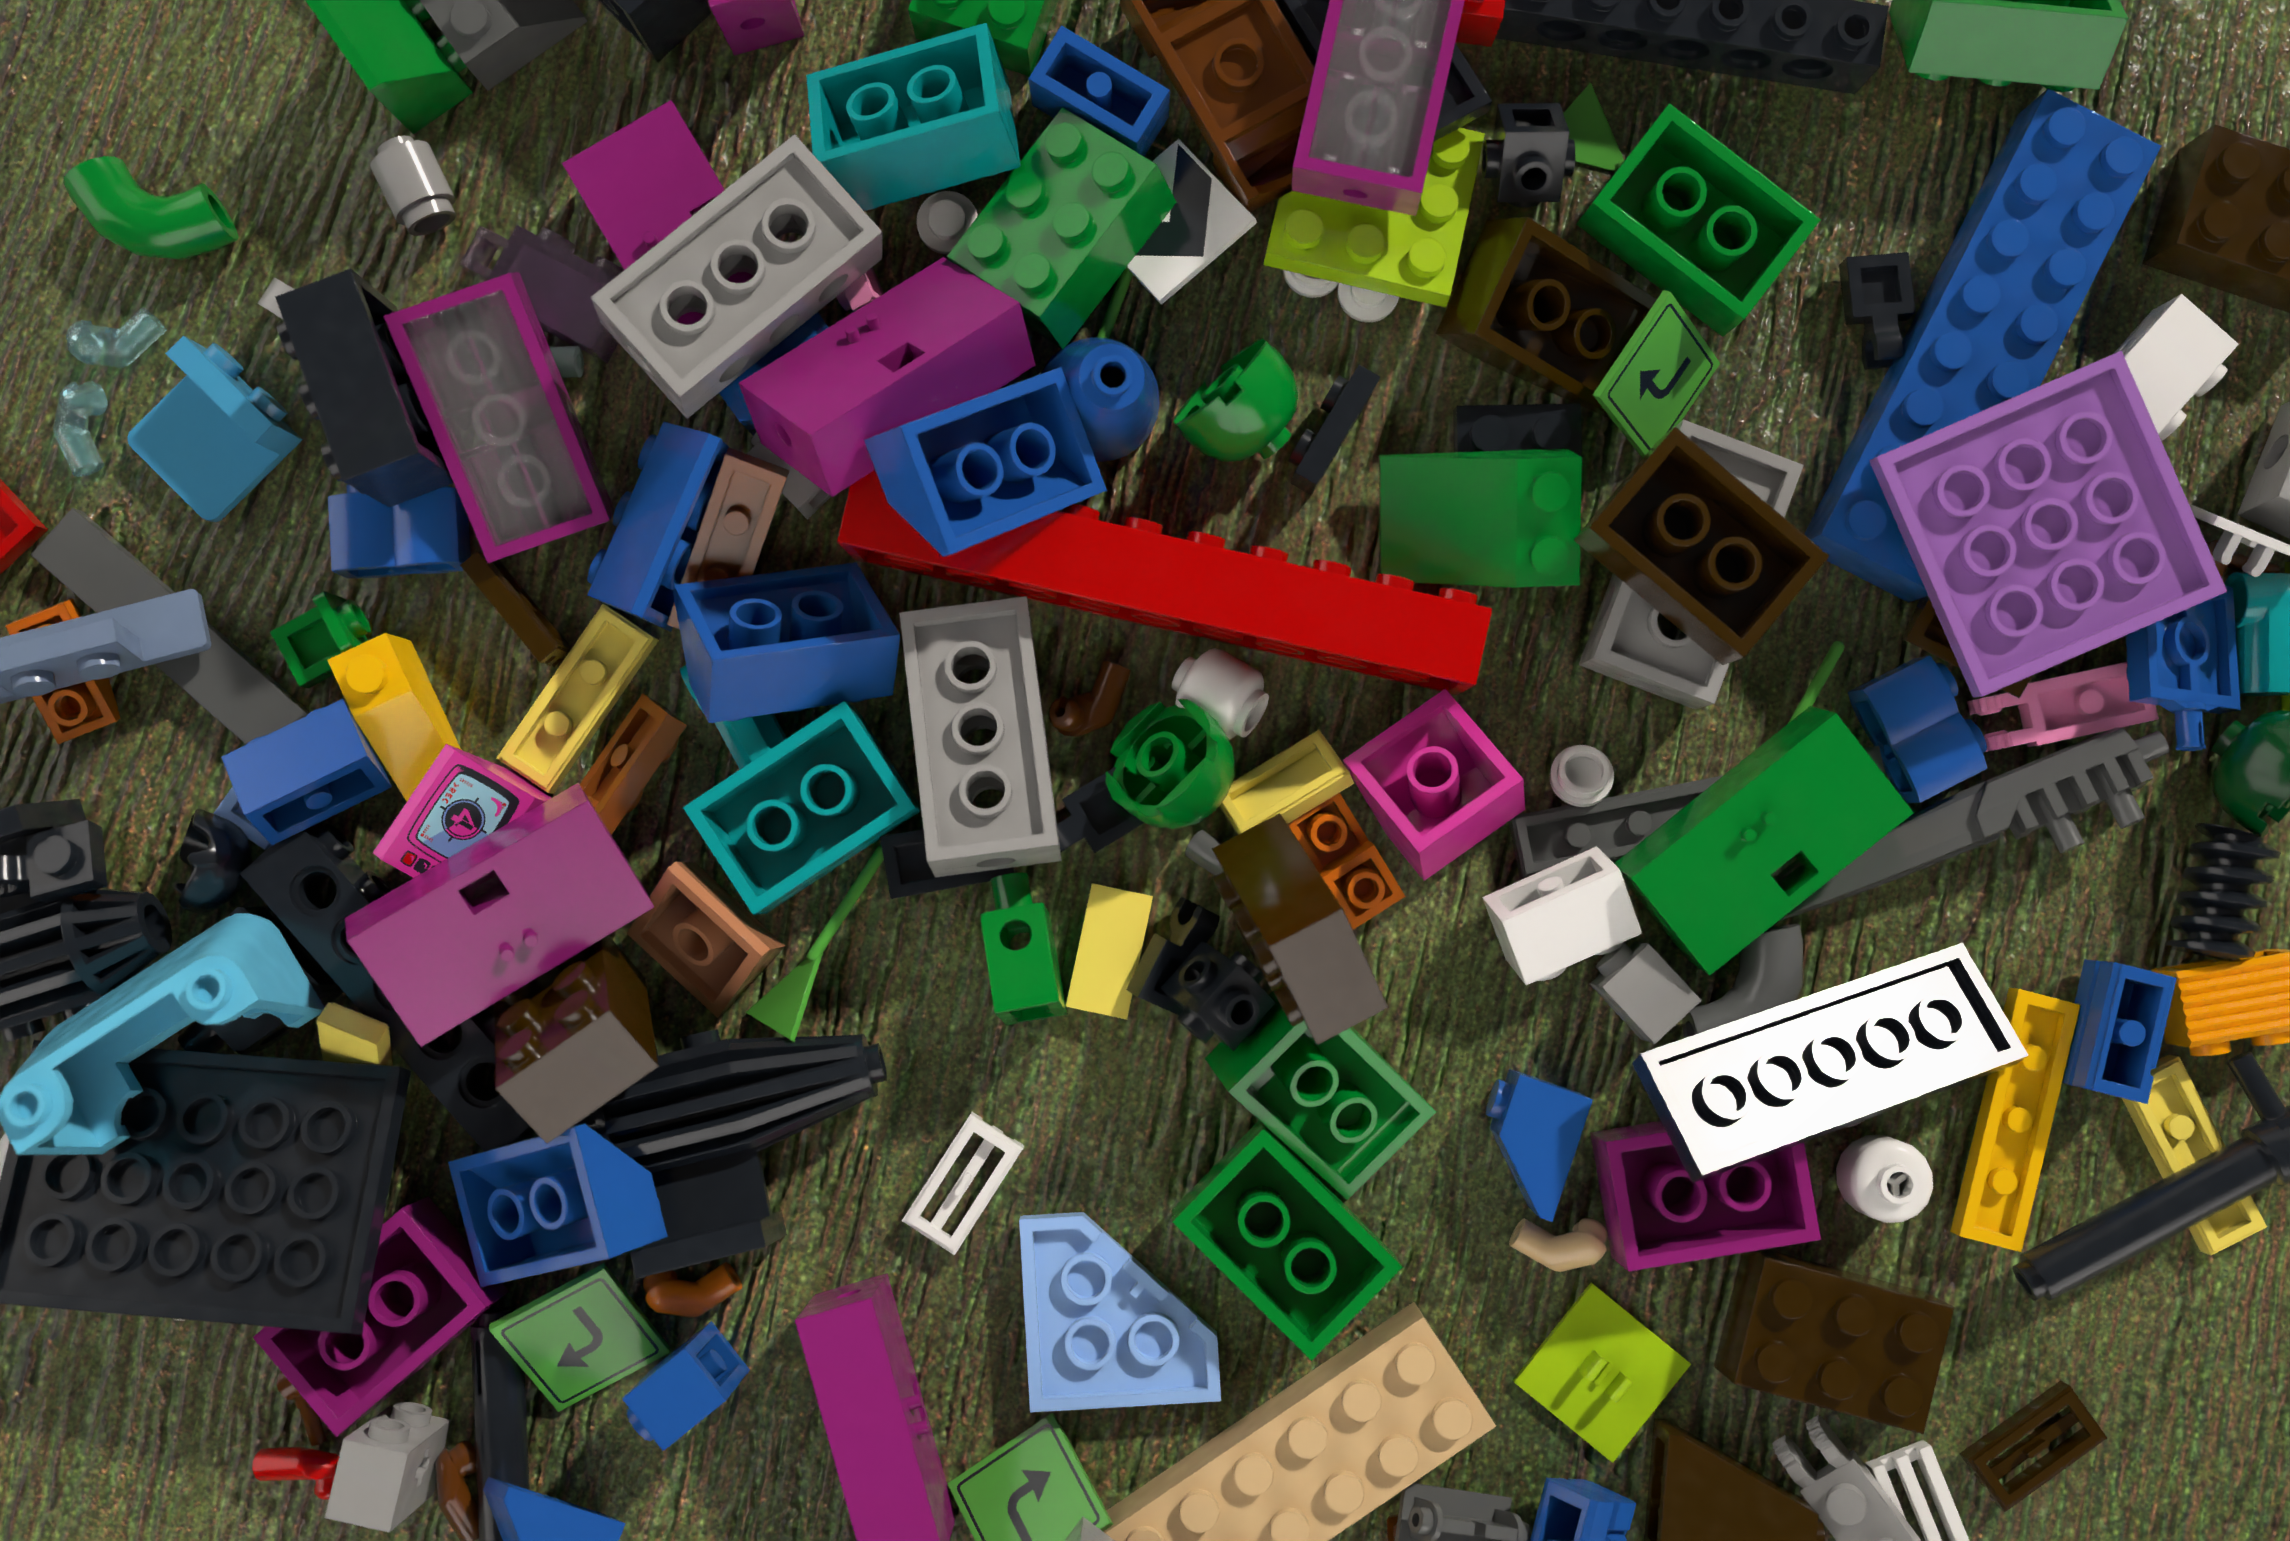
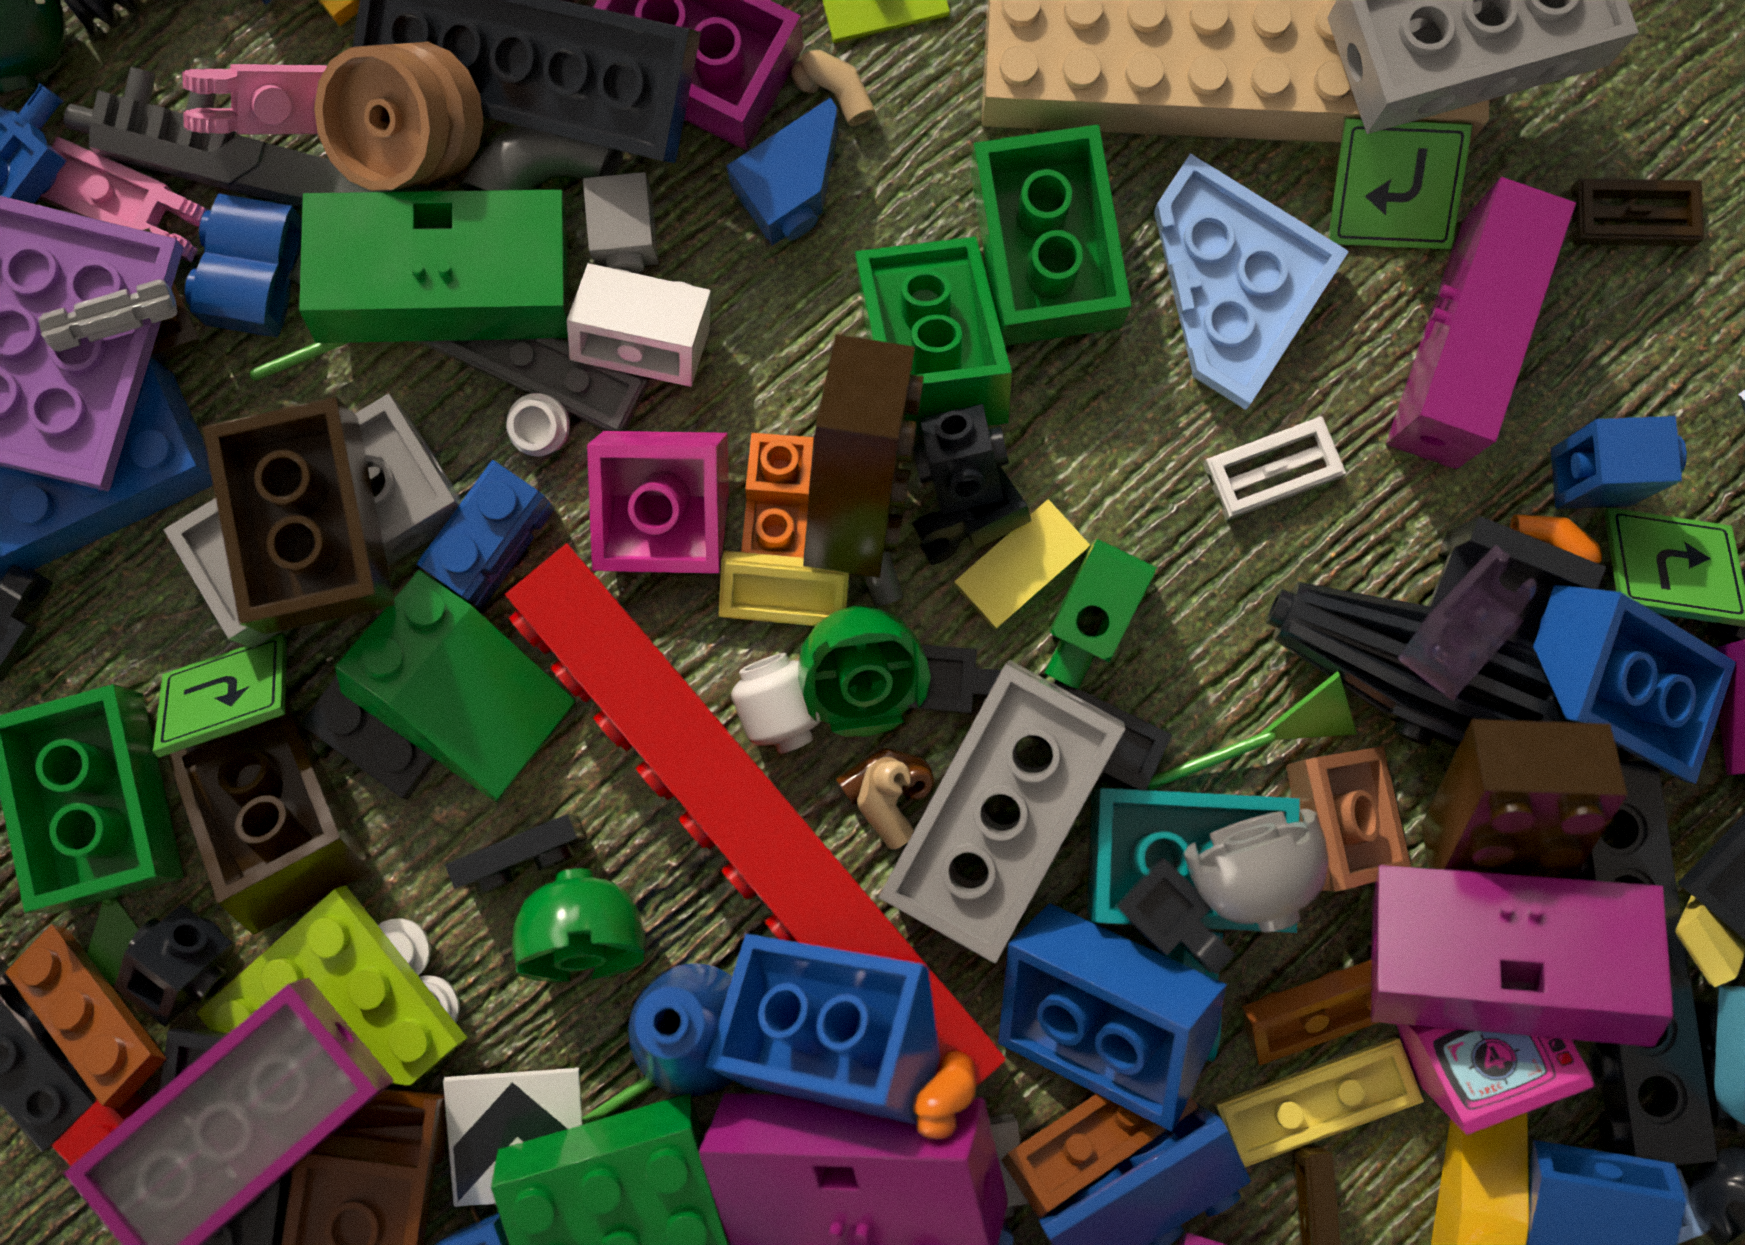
camera: 145 degrees left, 5 degrees down
(712, 1146) = (1468, 626): none -> clear purple hinge
(743, 830) = (1262, 869): none -> light grey cylinder
(791, 747) = (1170, 912): none -> black plate
(862, 476) = (944, 1095): none -> orange arm
(1084, 677) = (879, 798): none -> tan arm
(1551, 654) = (486, 534): none -> blue brick
(1564, 67) = (85, 1017): none -> dark orange plate
(1890, 937) = (398, 115): none -> medium nougat wheel
(1981, 592) = (108, 315): none -> light grey axle
(2002, 879) = (262, 99): none -> bright pink hinge

